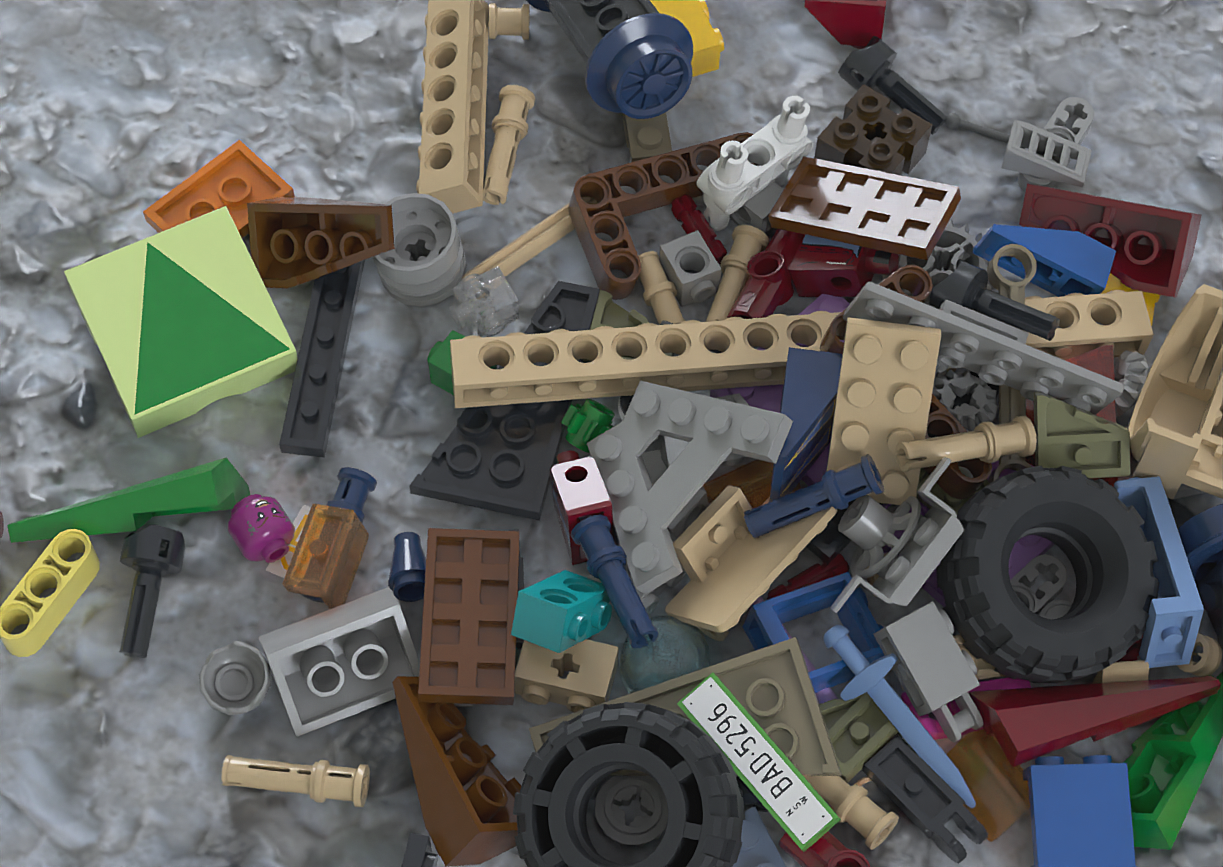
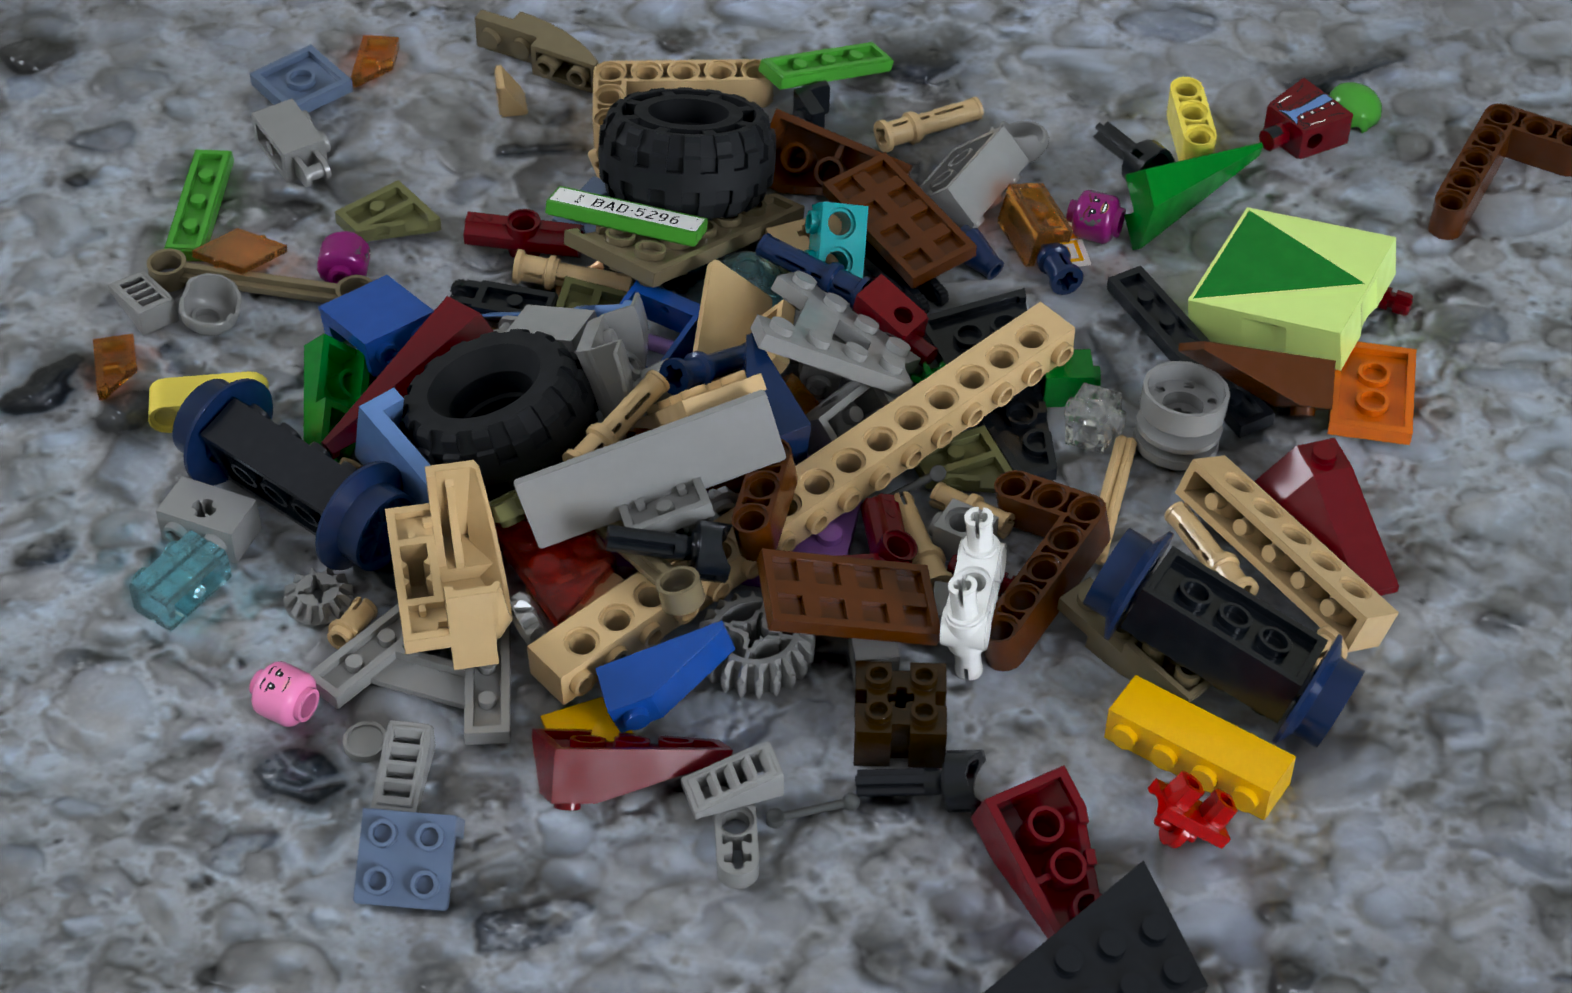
camera: 145 degrees right, 15 degrees down
(379, 125) = (1324, 496): none -> dark red wedge

